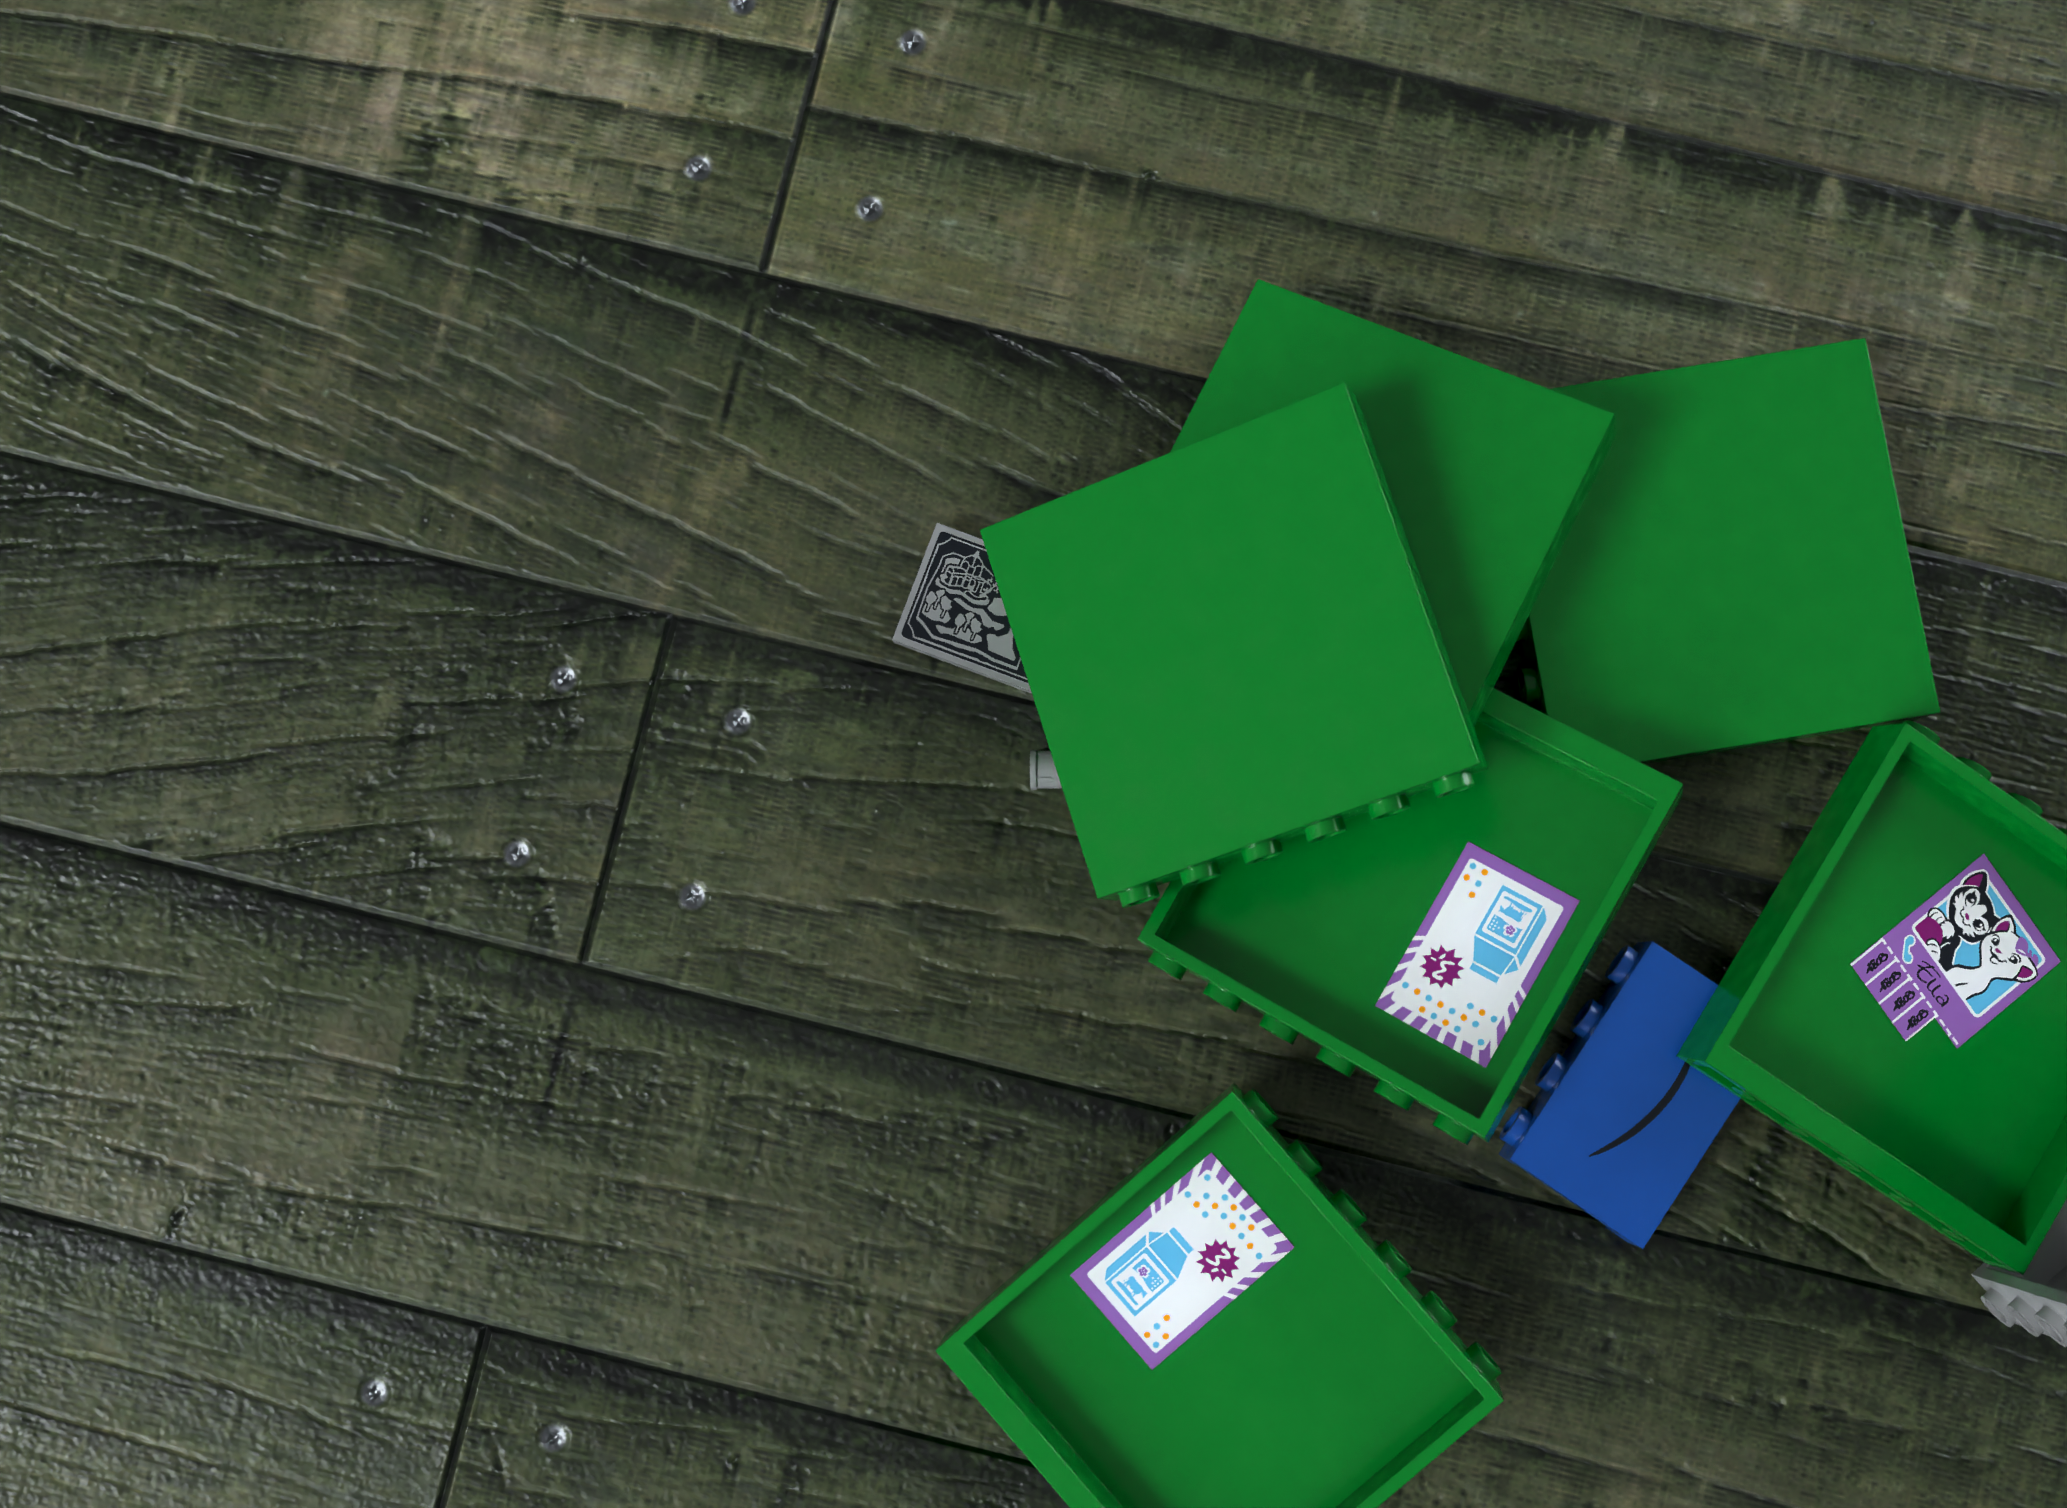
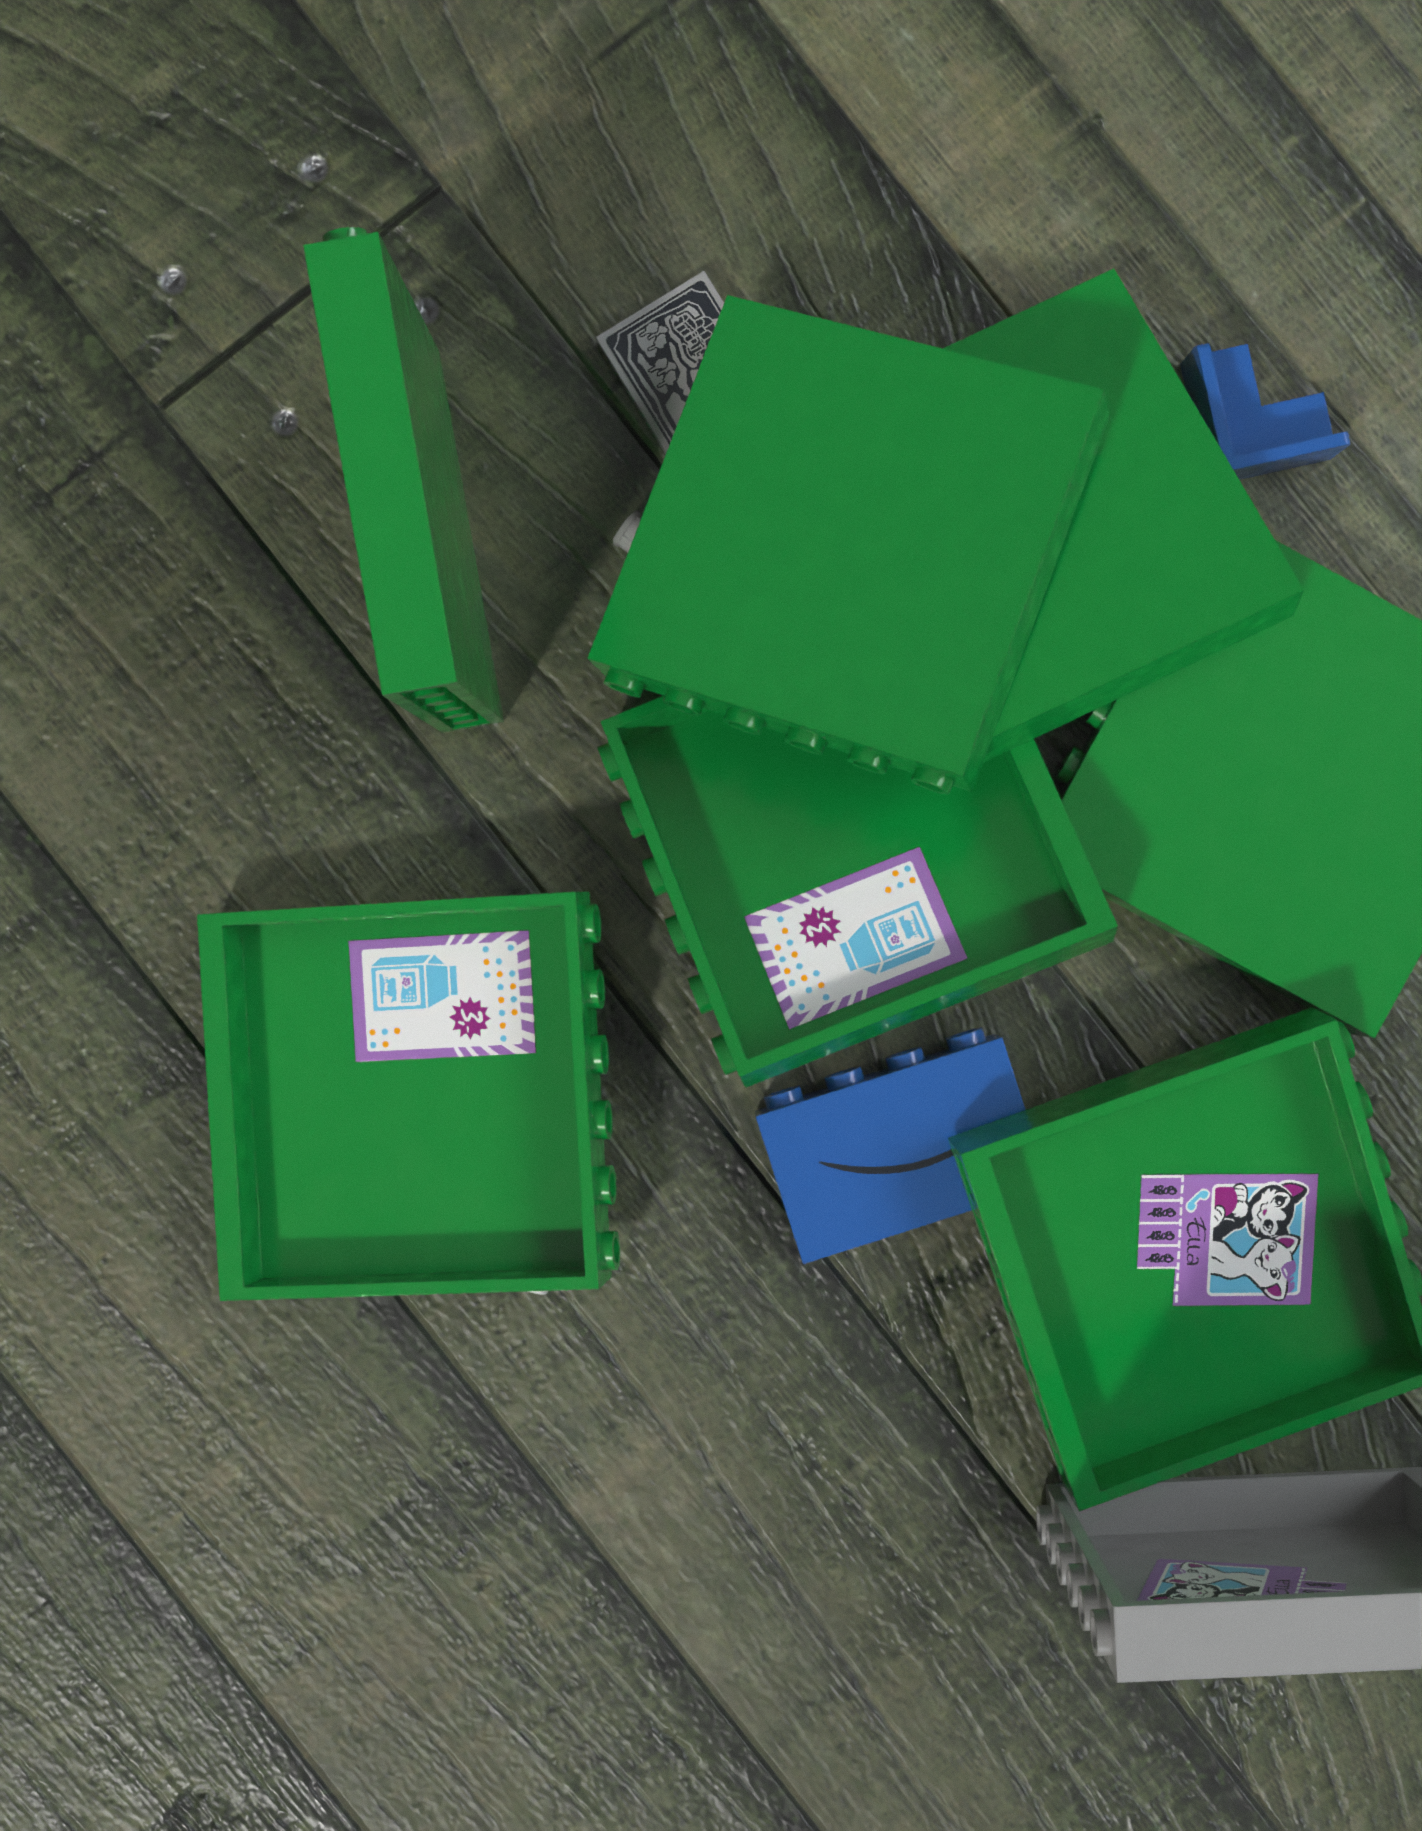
camera: 30 degrees right, 5 degrees up
(860, 877) = (402, 485): none -> green panel
(1457, 321) = (1252, 435): none -> blue panel

